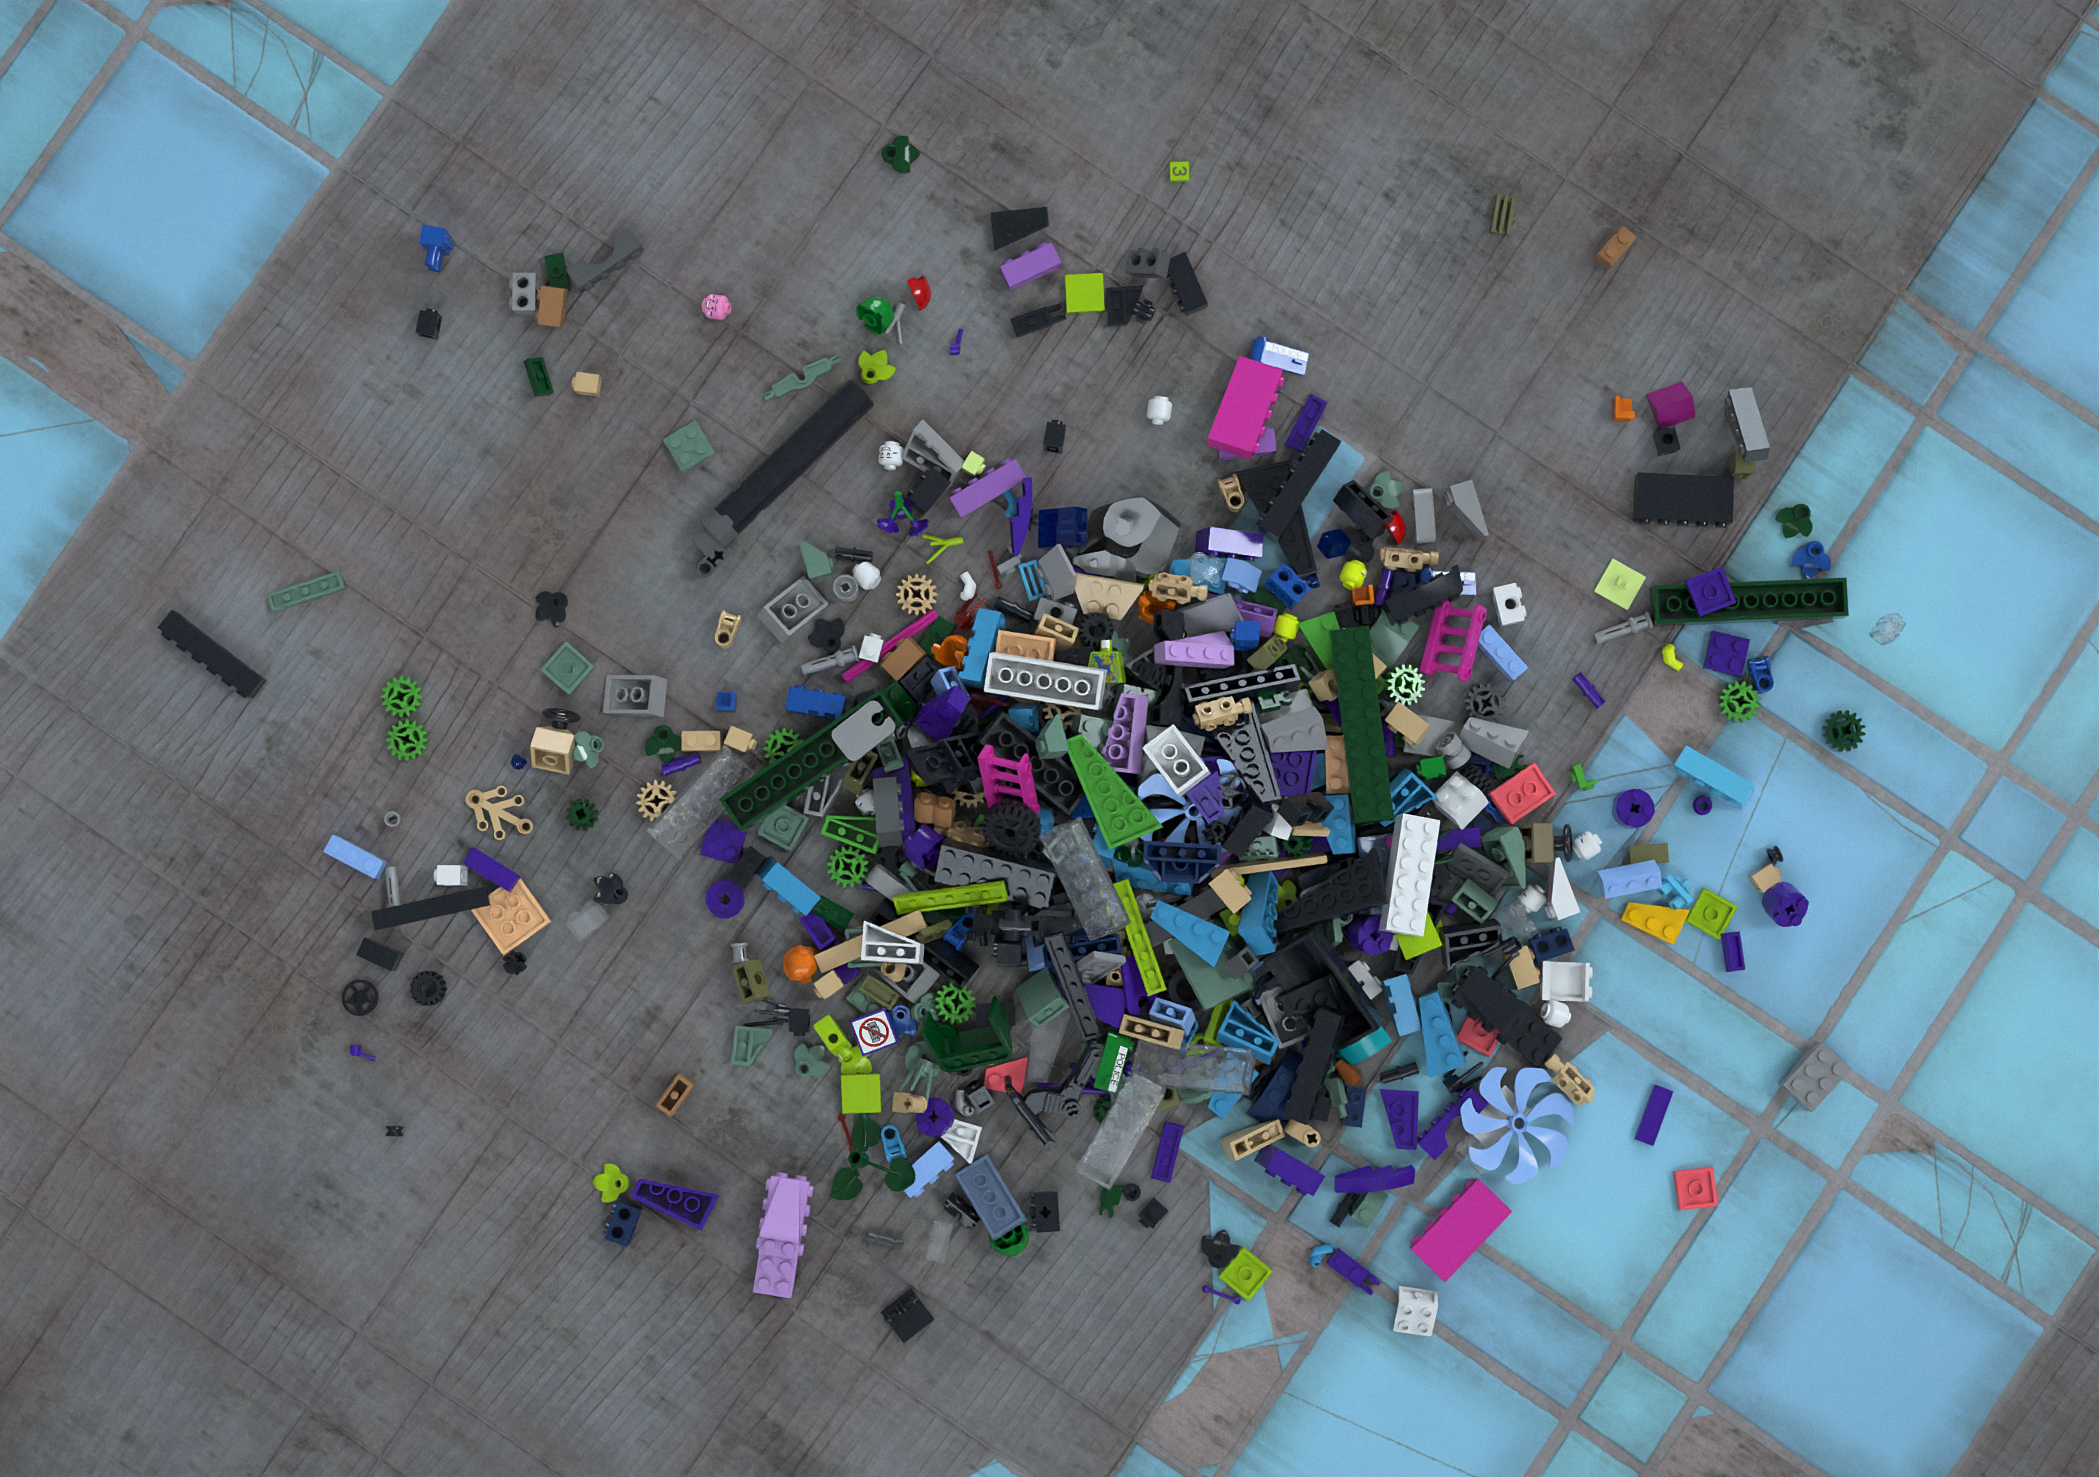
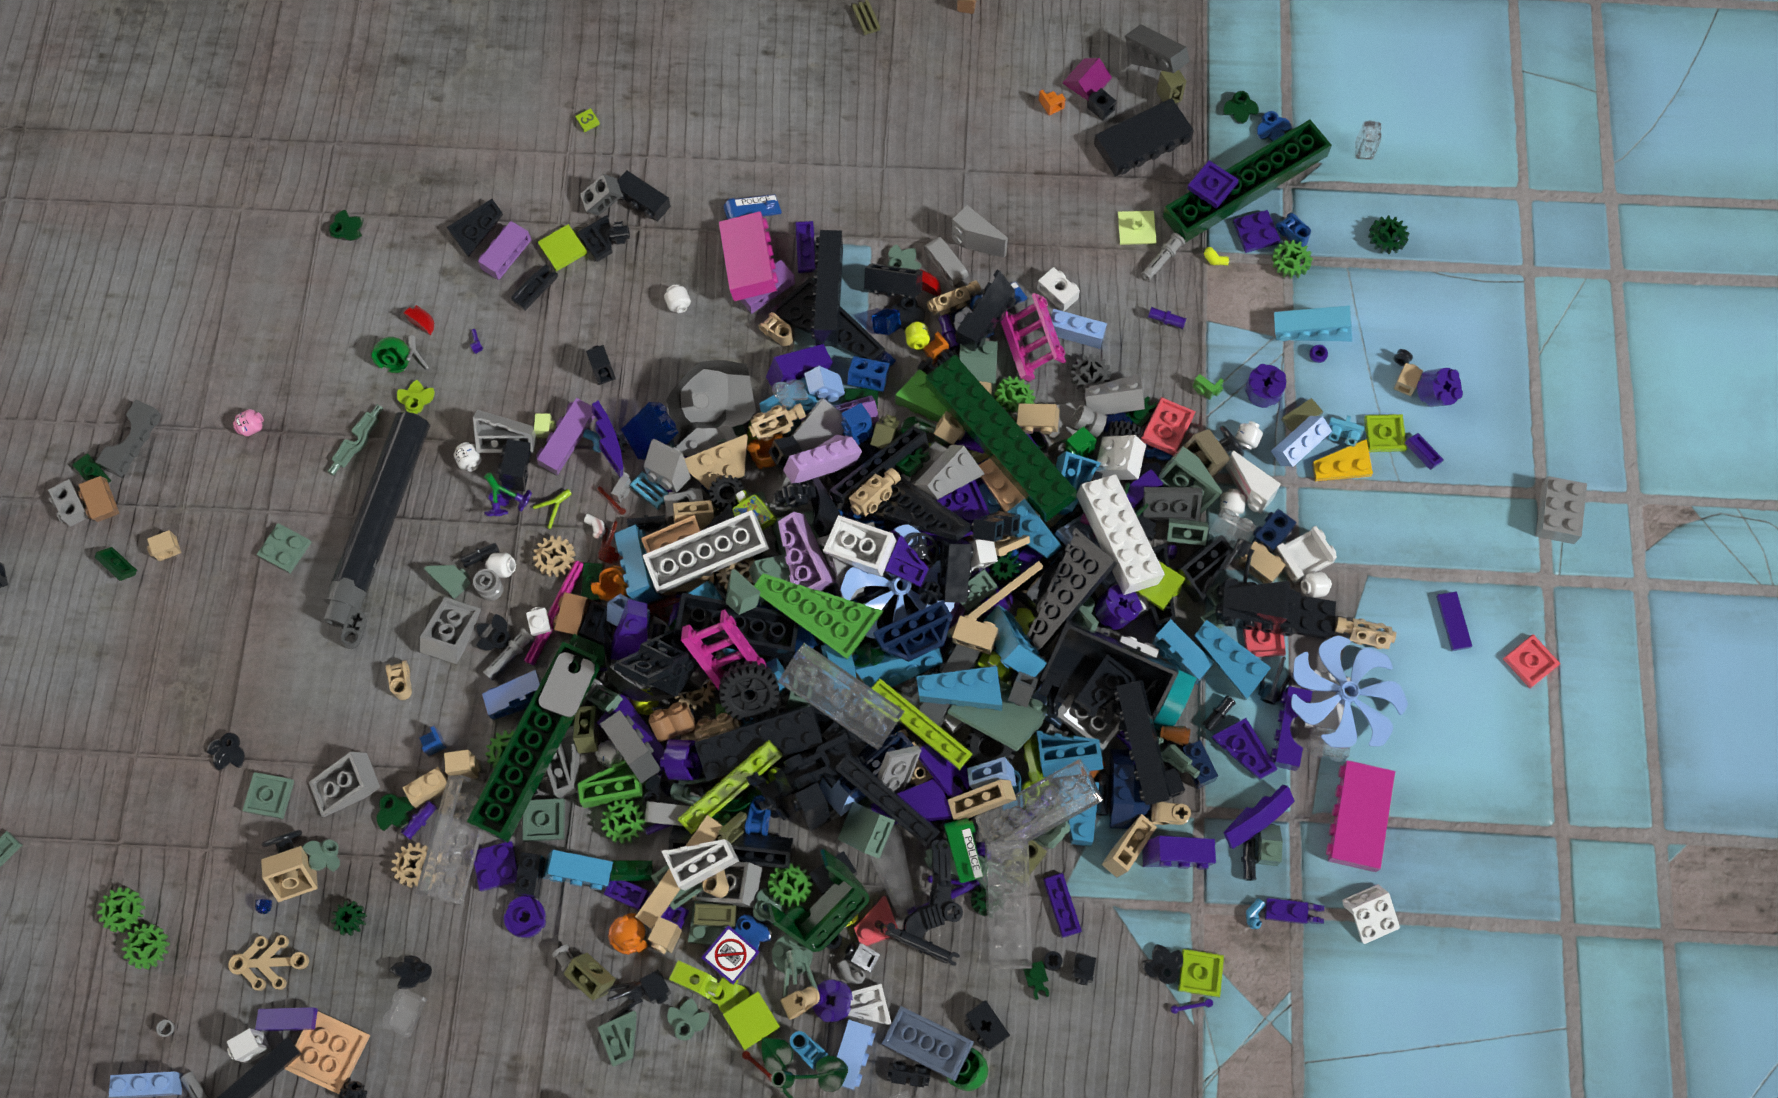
camera: 30 degrees left, 15 degrees down
(1286, 626) = (887, 404): neon yellow head -> none

